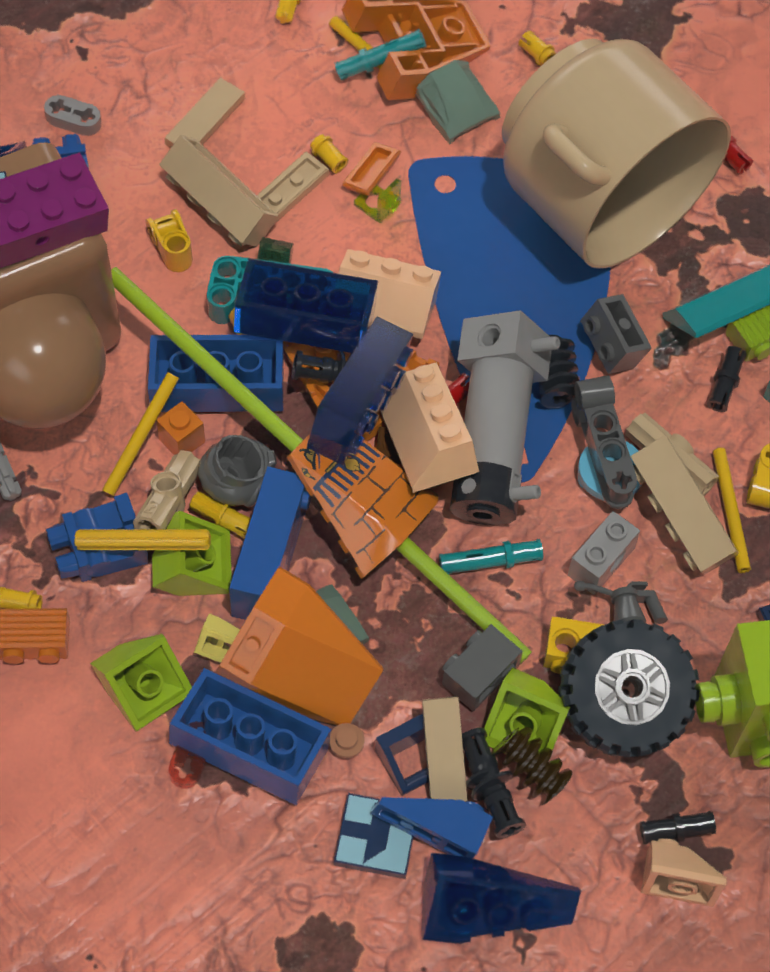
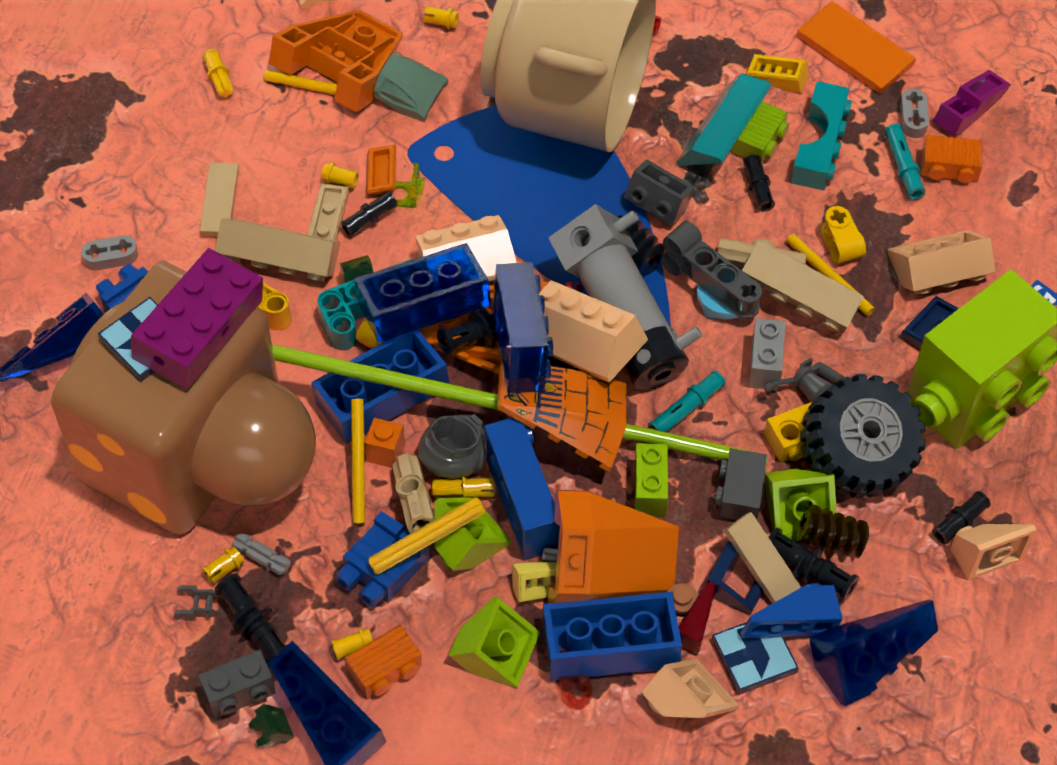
camera: 30 degrees left, 5 degrees down
(284, 834) = (687, 691): none -> light nougat slope
(328, 205) = (369, 214): none -> black pin
(339, 772) = (695, 622): none -> dark red slope
(371, 58) = (319, 89): teal pin -> none
(399, 609) = (651, 479): none -> lime brick

